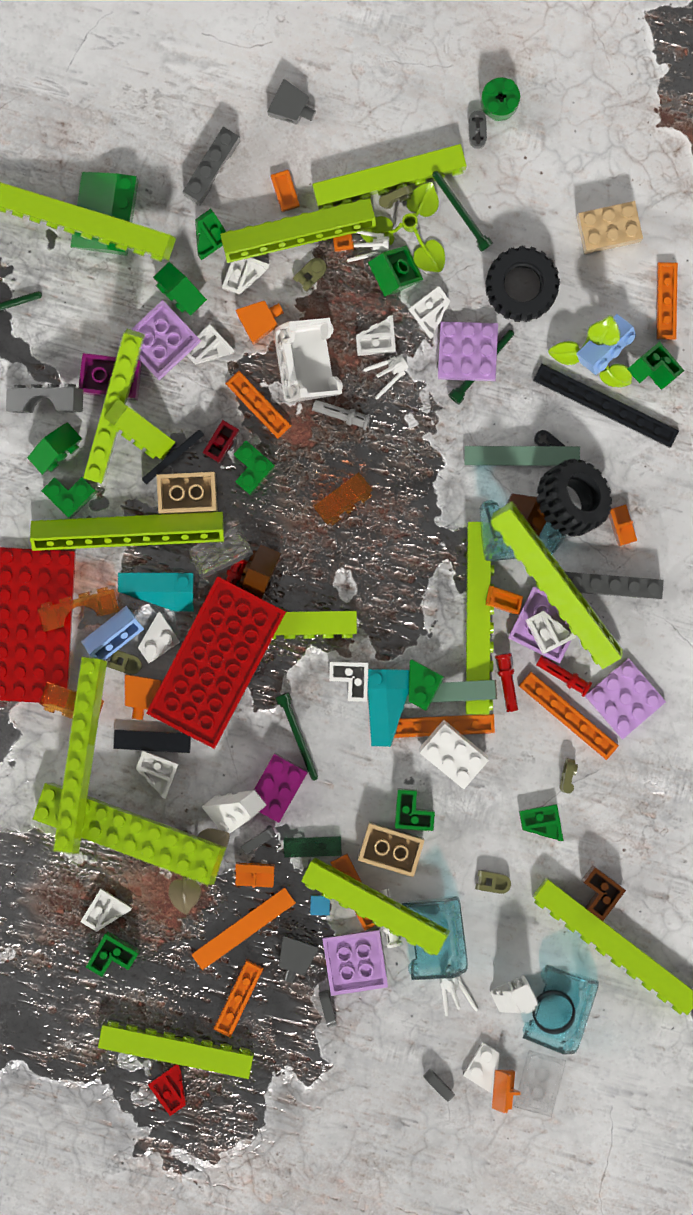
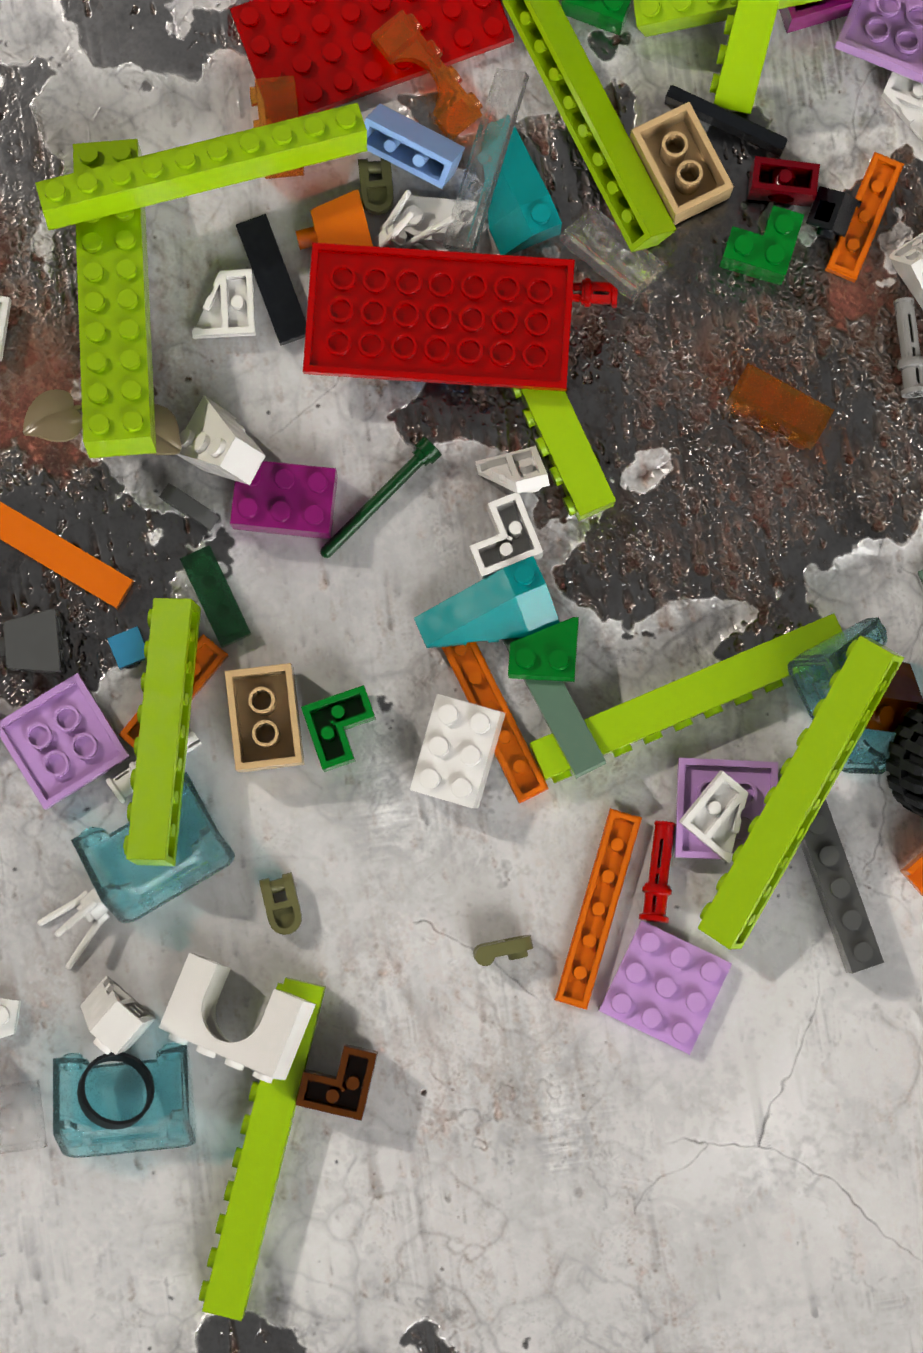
camera: 65 degrees right, 5 degrees down
(138, 597) = (485, 160): none -> clear tile
(158, 666) = (394, 235): none -> white plant
(249, 422) = (832, 212): none -> black brick
(254, 874) = (133, 526): orange panel -> none
(259, 570) = (610, 325): reddish brown brick -> none
(316, 656) = (515, 470): none -> white wing
(504, 600) = (735, 724): orange tile -> none
(505, 672) = (621, 779): red pin -> none
(534, 955) = (193, 1019): none -> white arch
(542, 821) = (412, 940): green wing -> none

